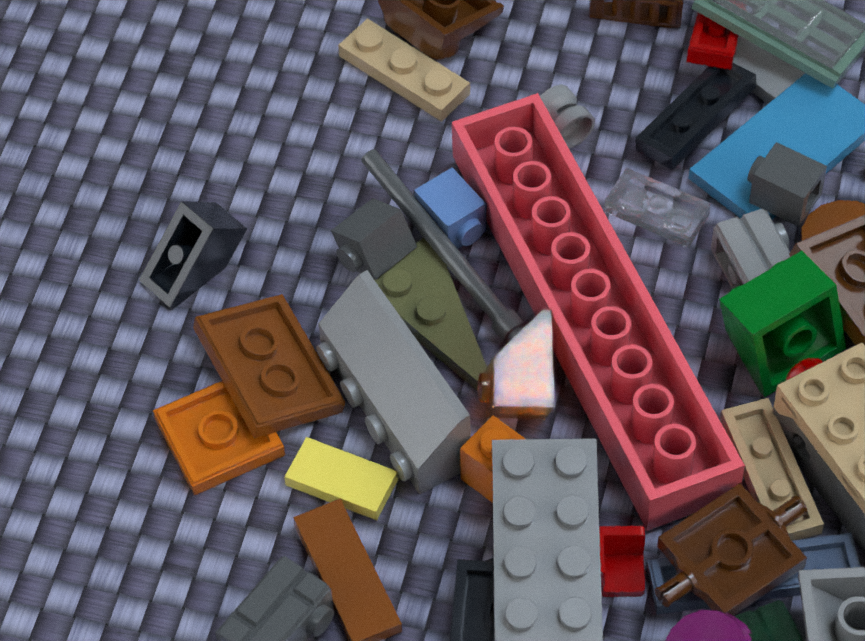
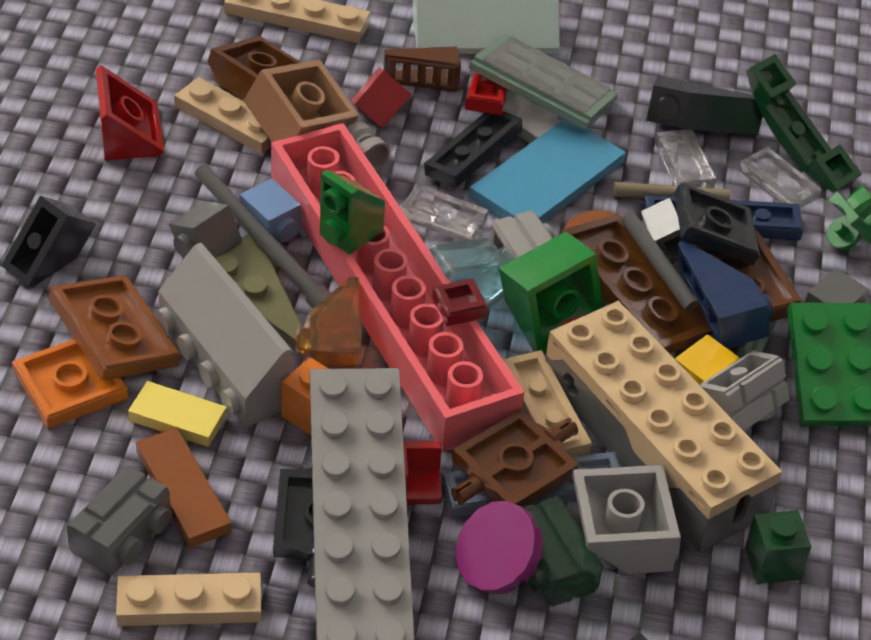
camera: 10 degrees left, 10 degrees down
(283, 80) = (127, 119): none -> red slope
(486, 63) = (298, 100): none -> medium nougat brick
(541, 228) = (348, 212): none -> green slope
(585, 44) = (380, 97): none -> red panel
(671, 345) = (460, 302): none -> dark red tile
(691, 291) = (475, 260): none -> clear light blue slope
(786, 183) = (550, 193): dark grey brick -> none

